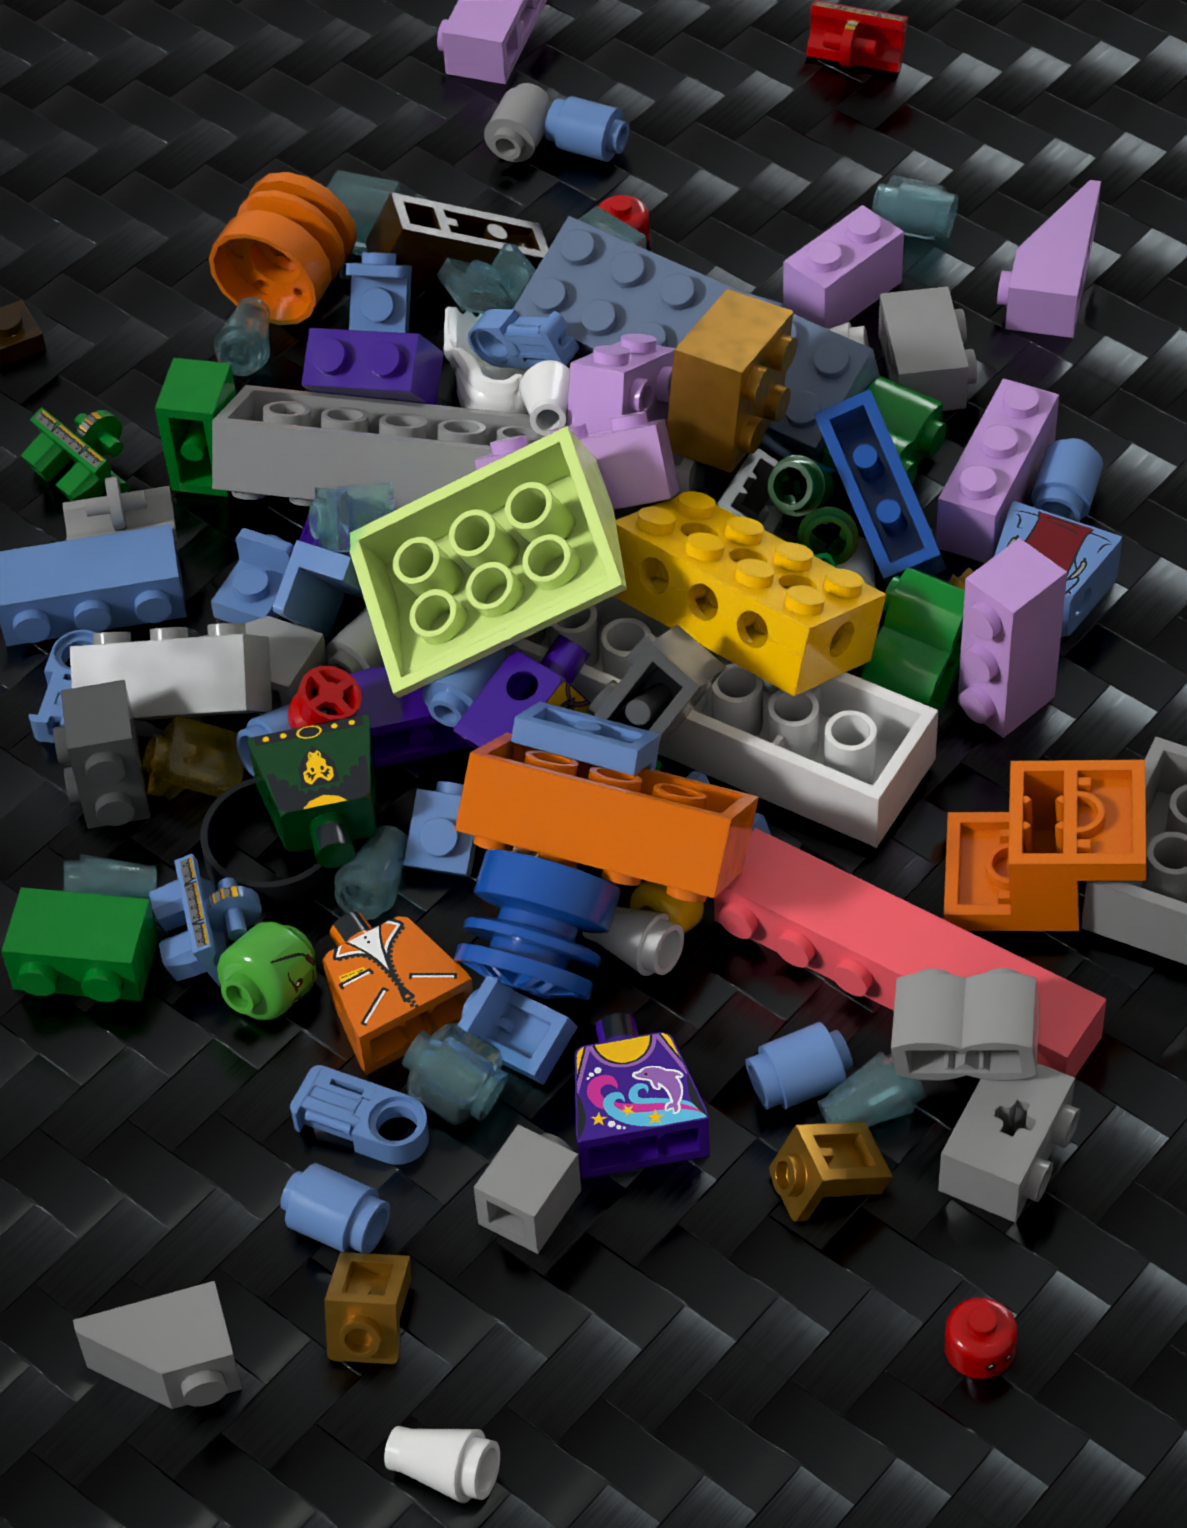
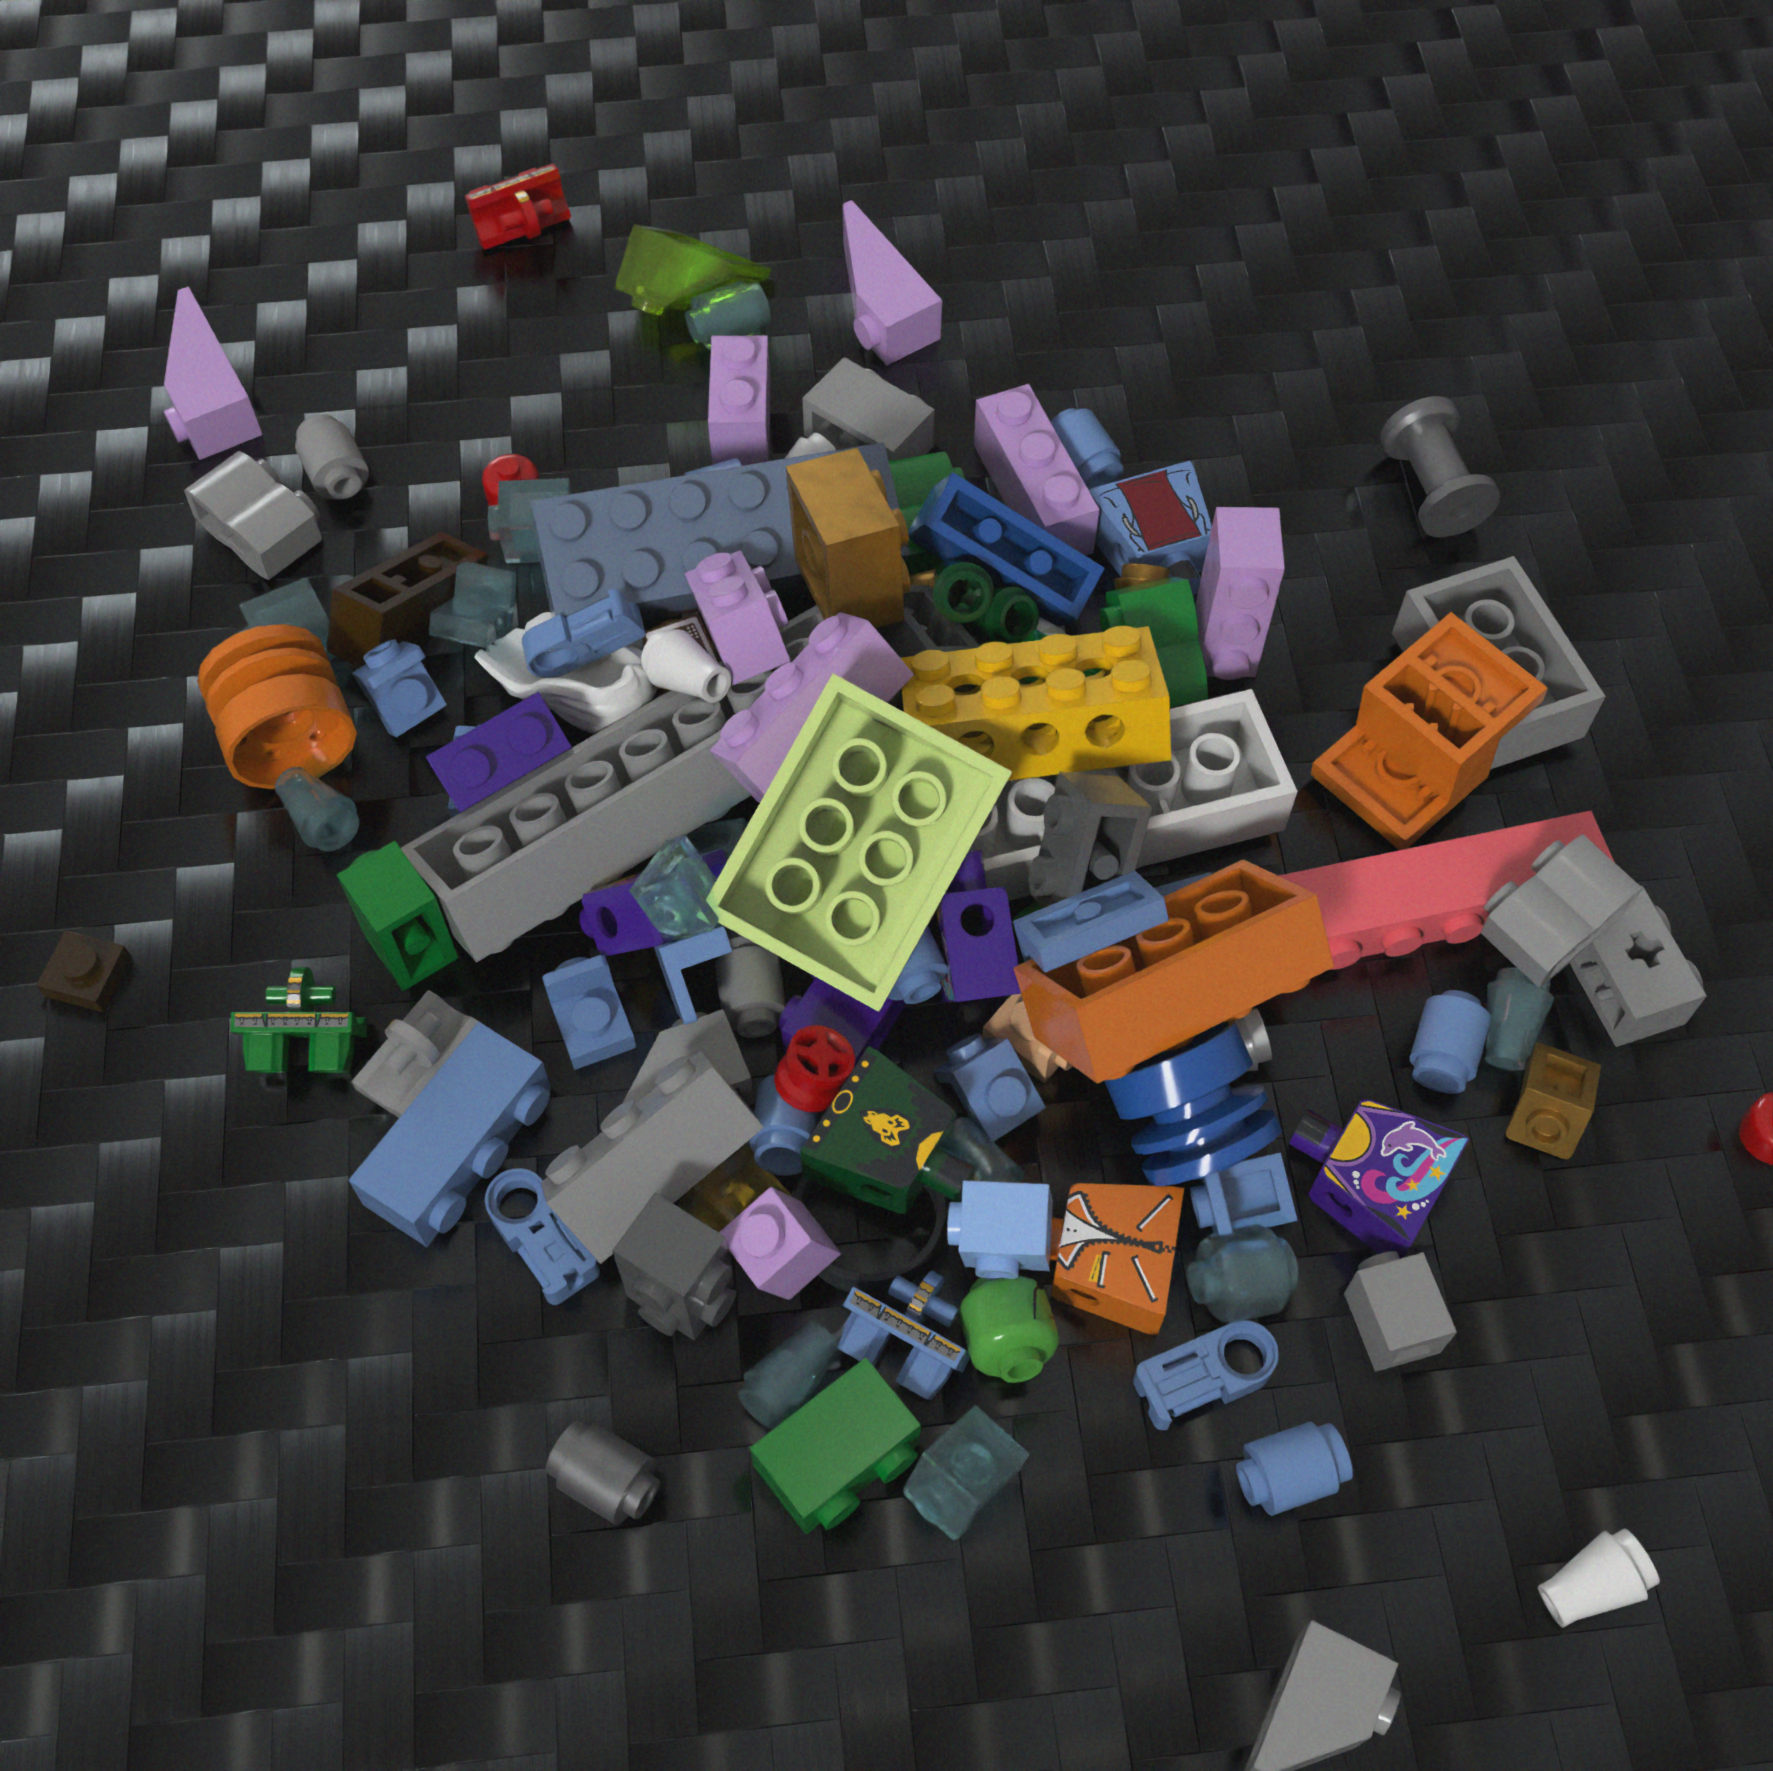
camera: 50 degrees left, 10 degrees up
(137, 1025) = (963, 1472): none -> clear light blue bracket
(179, 791) = (779, 1244): none -> lavender brick
(319, 893) = (1002, 1227): none -> light blue brick
(366, 1307) = (1404, 1515): pearl gold bracket -> none
(426, 126) = (255, 513): none -> light grey brick
(586, 128) = (394, 423): medium blue brick -> none
(919, 145) = (672, 267): none -> clear neon green slope

